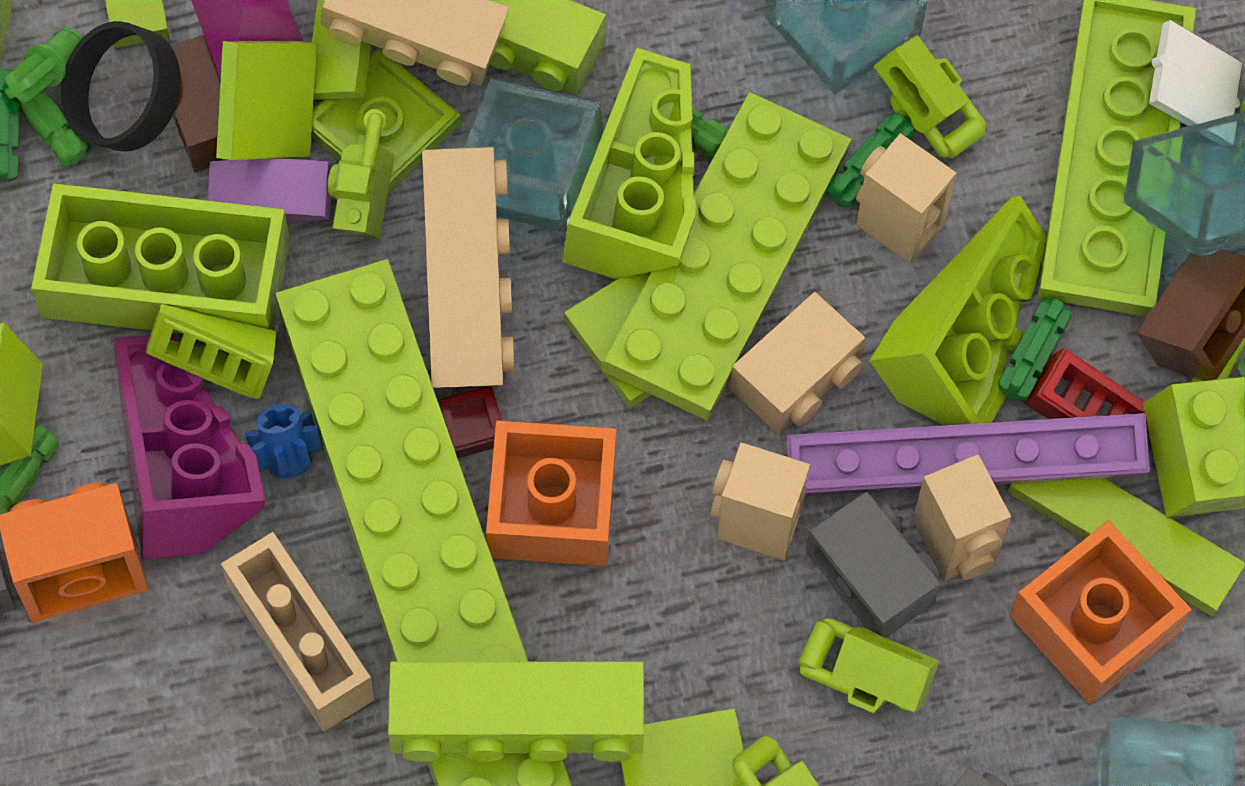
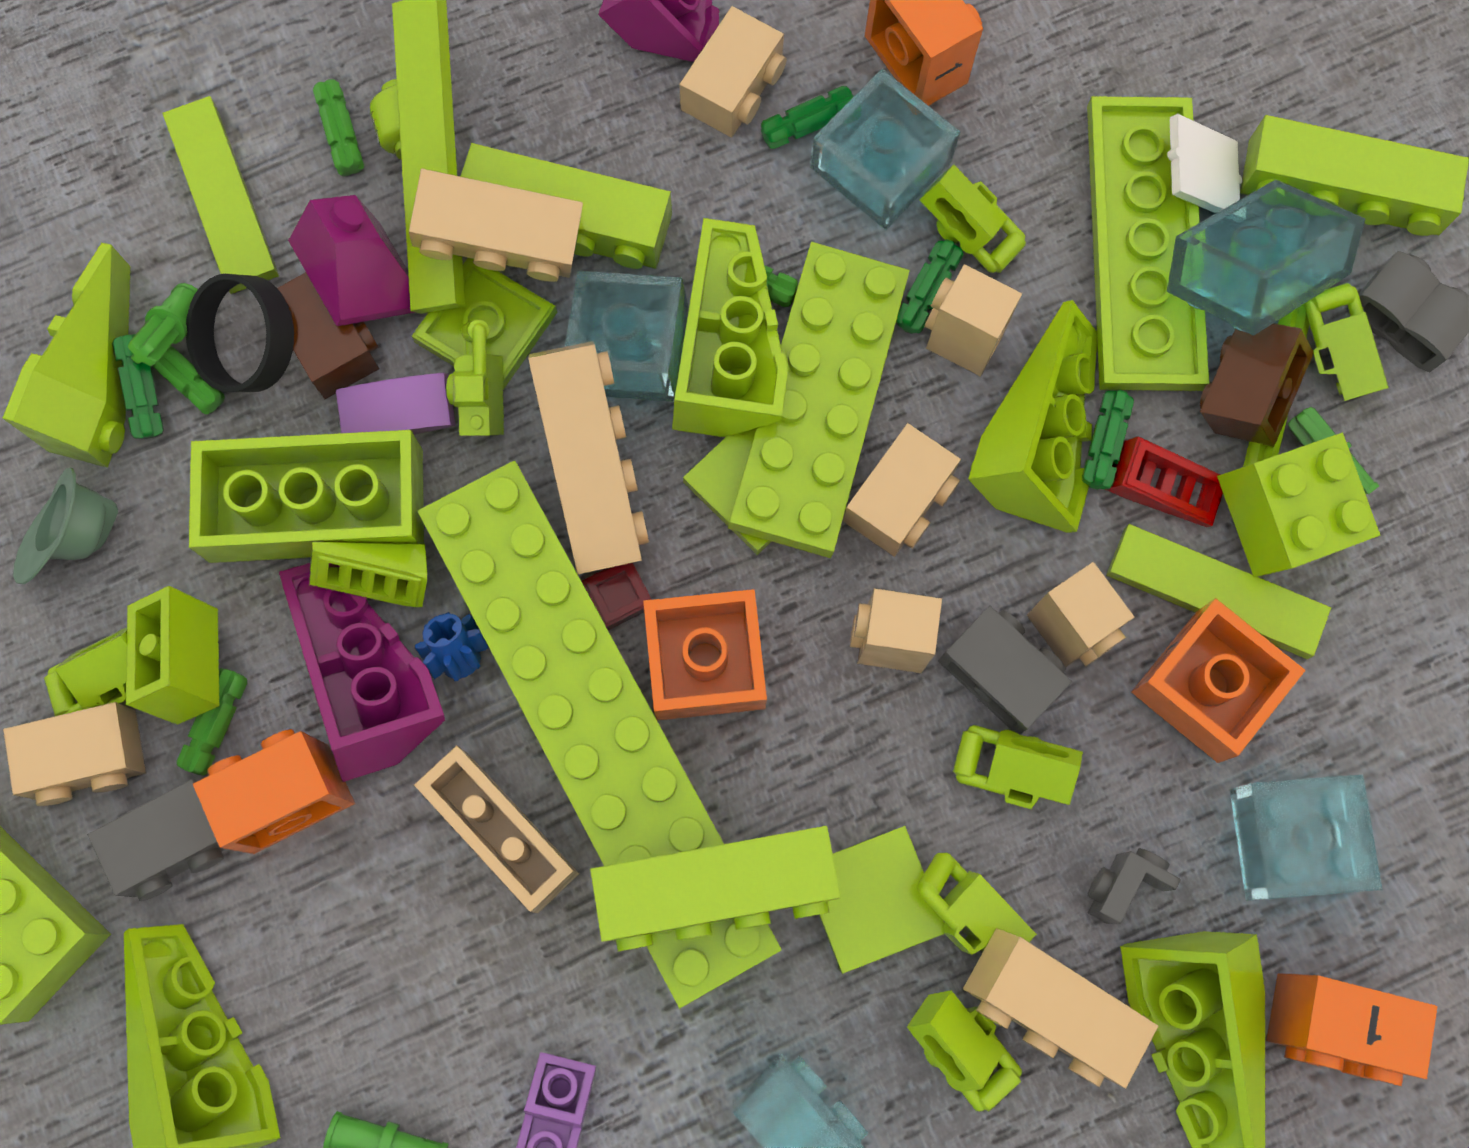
camera: 10 degrees left, 10 degrees up
(266, 99) = (374, 326): lime tile -> none
(1009, 450) = (1064, 550): medium lavender tile -> none

